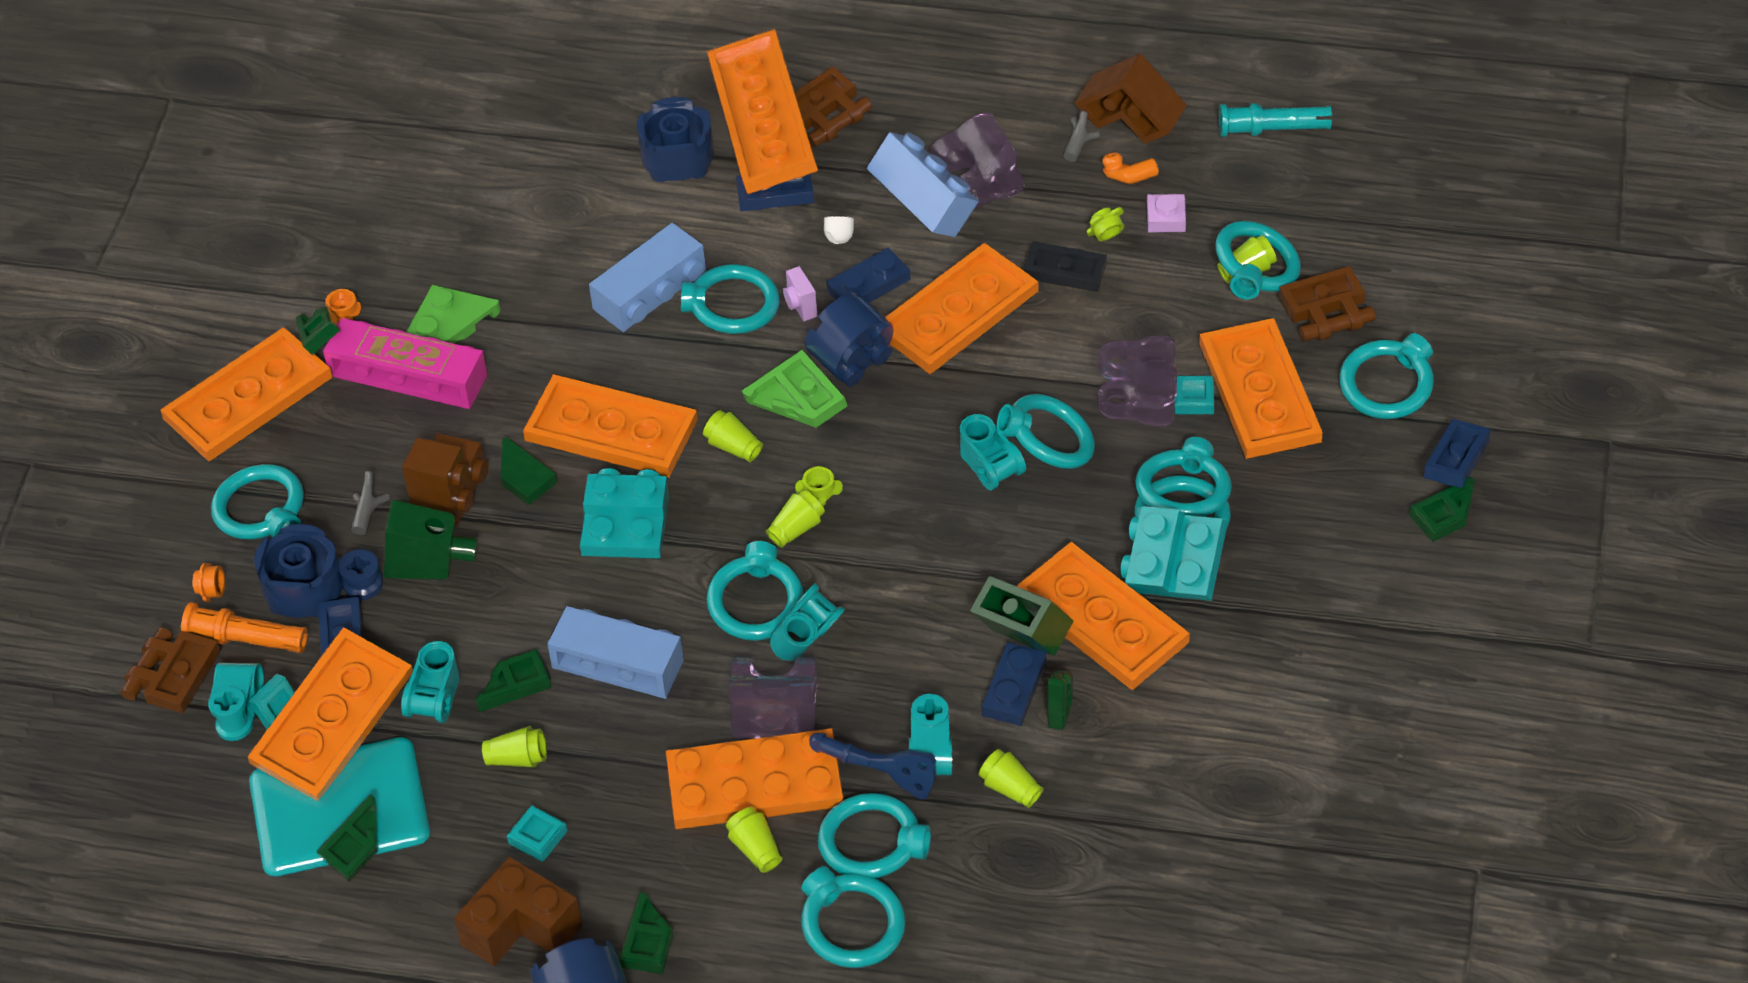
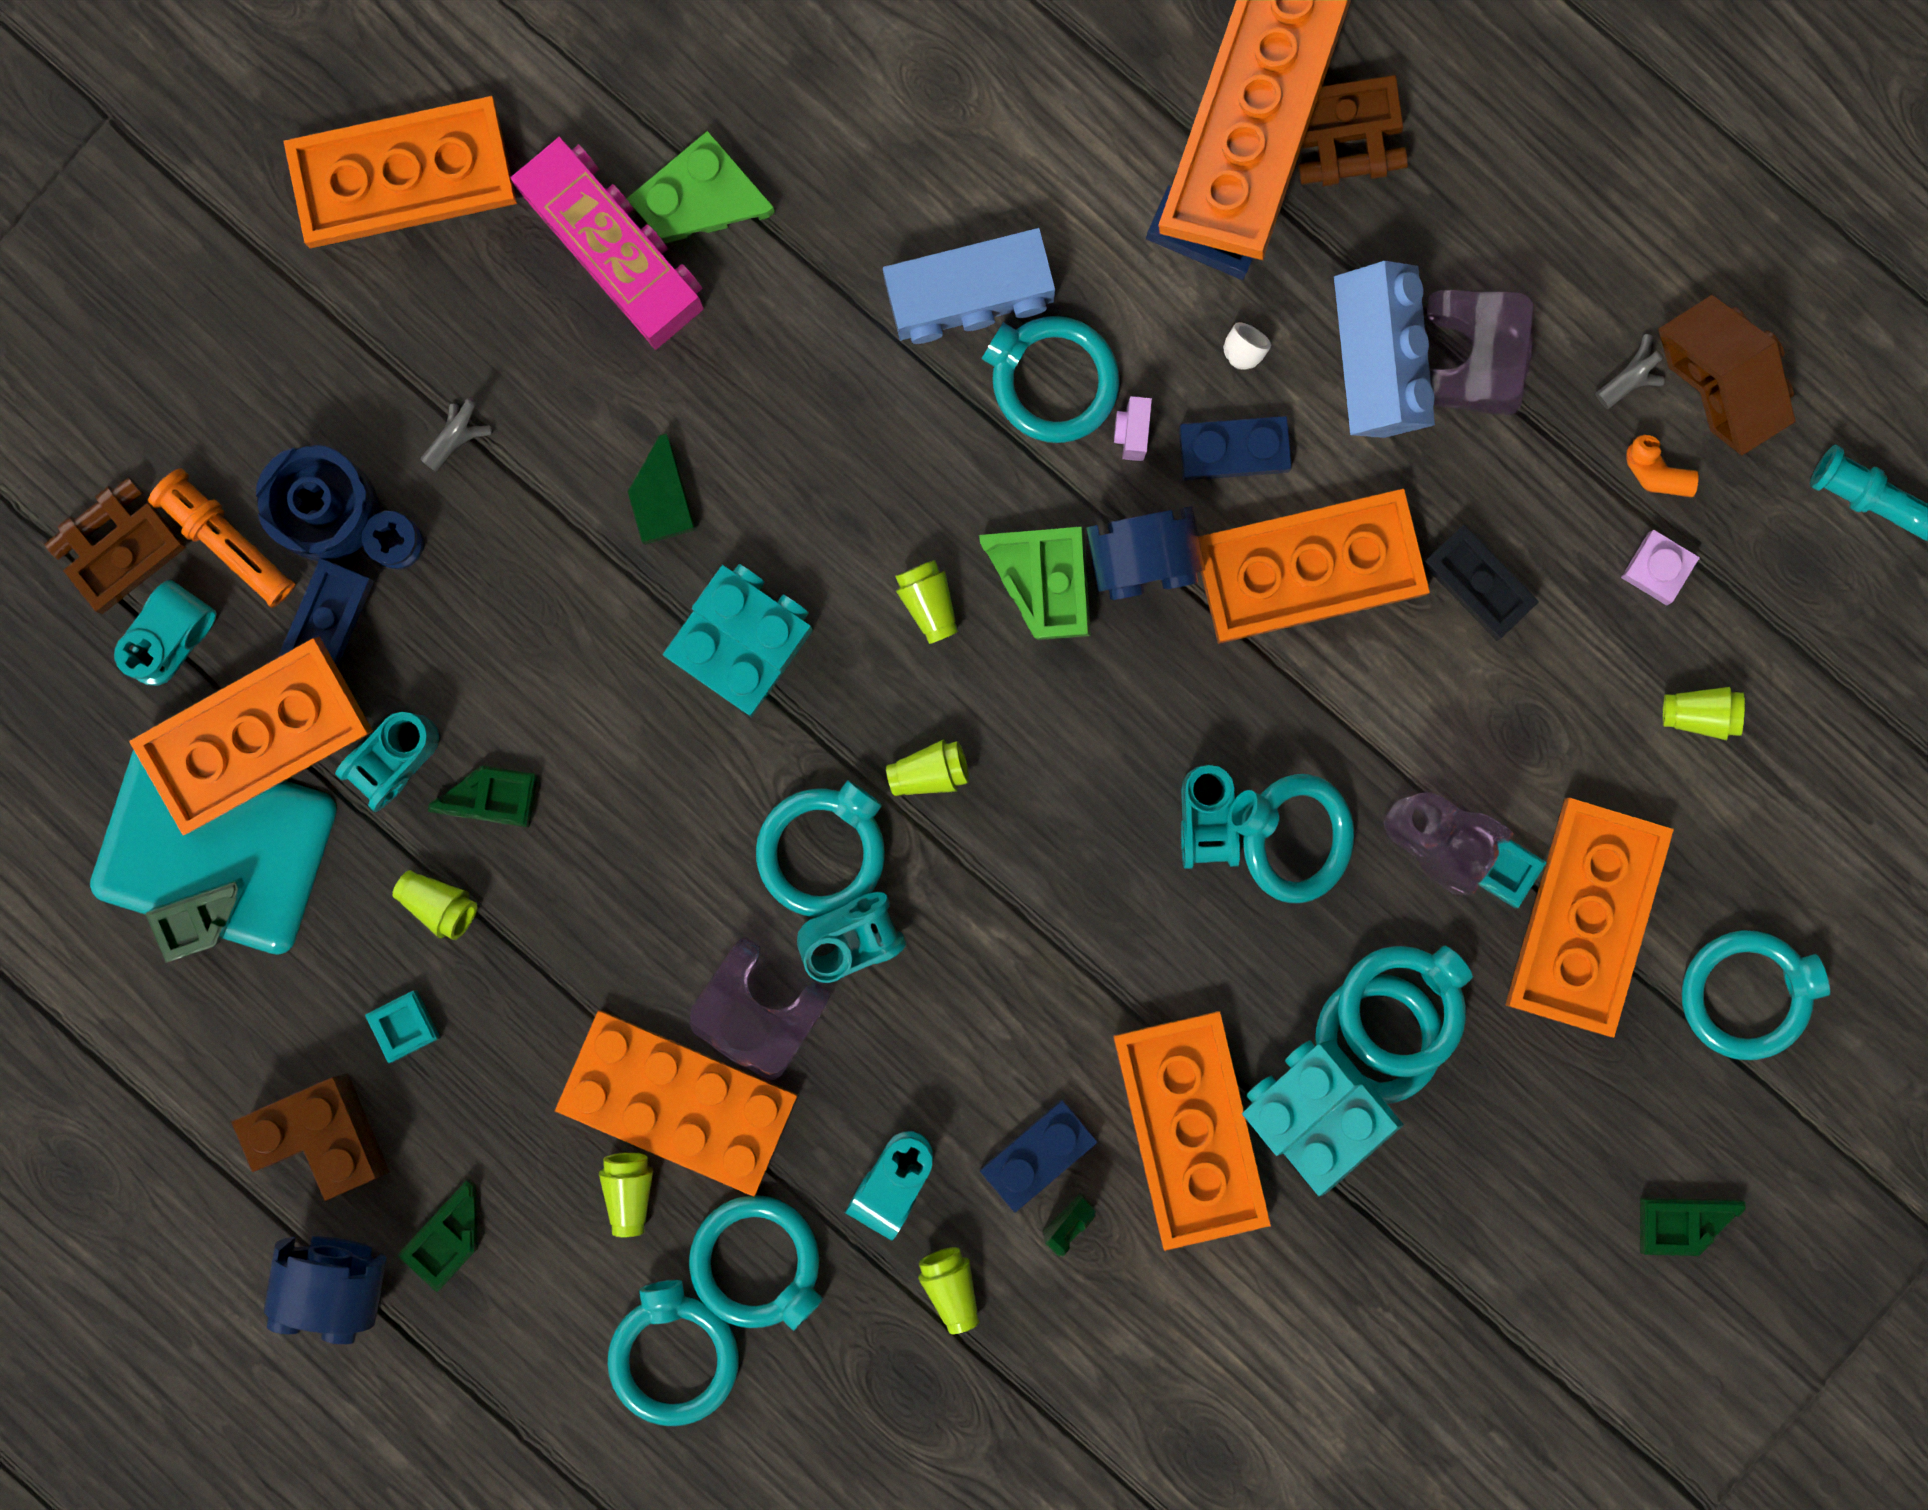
camera: 30 degrees right, 35 degrees up
(209, 581) = (218, 441): orange plate -> none
(271, 699) = (201, 674): teal tile -> none
(275, 518) = (342, 402): teal piece -> none
(317, 329) = (525, 130): dark green tile -> none
(343, 304) = (578, 85): orange plate -> none
(423, 543) = (460, 540): dark green torso -> none
(444, 473) = (559, 460): reddish brown brick -> none
(610, 425) = (797, 492): orange plate -> none
(616, 651) = (618, 838): medium blue brick -> none
(675, 140) = (1107, 56): dark blue brick -> none
(819, 477) = (996, 722): lime plate -> none
(893, 763) = (841, 1214): dark blue piece -> none
(1021, 615) = (1089, 1097): dark green brick -> none
(1106, 224) = (1572, 547): lime plate -> none
(1248, 278) = (1683, 755): teal piece -> none
(1323, 295) = (1758, 823): reddish brown plate -> none
(1457, 453) = (1750, 1165): dark blue plate -> none

